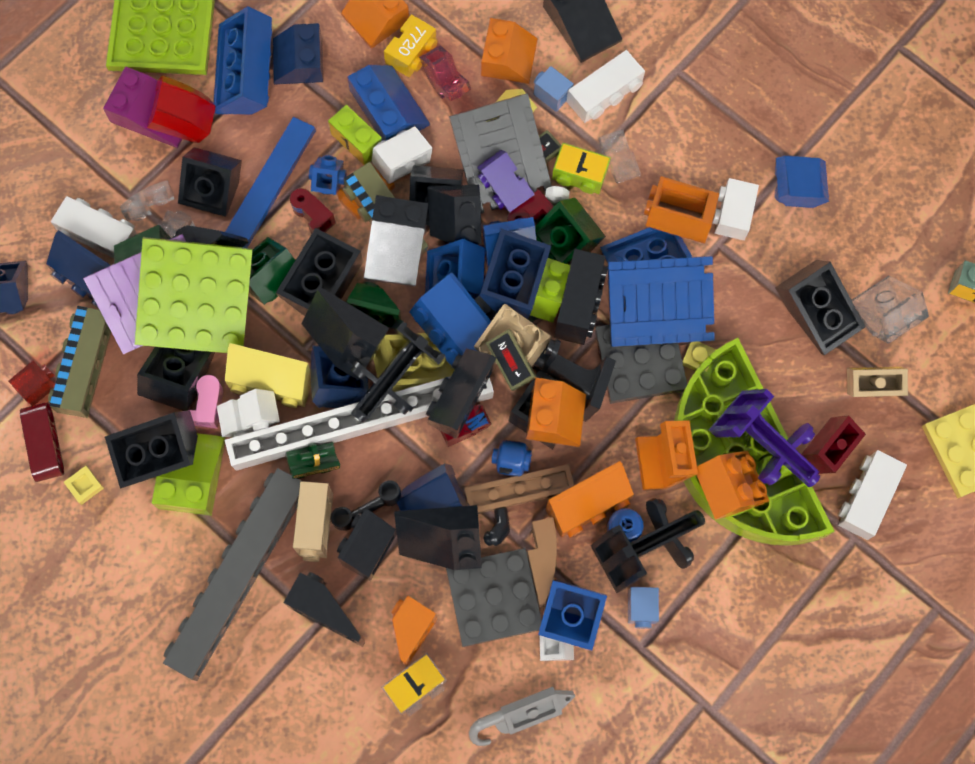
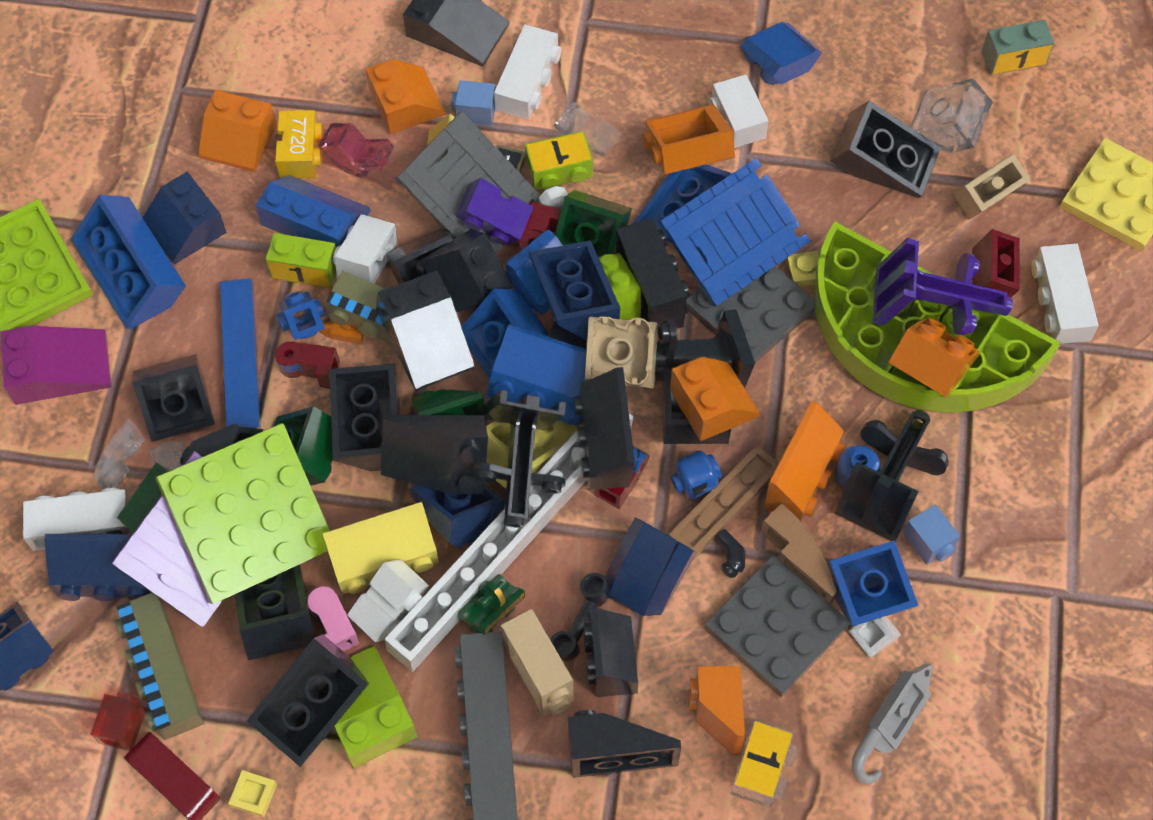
camera: 30 degrees left, 10 degrees down
(181, 111) = (92, 343): red slope -> none
(440, 536) = (683, 593): black slope -> none
(511, 360) = (639, 367): tile -> none
(667, 457) = (851, 372): orange panel -> none

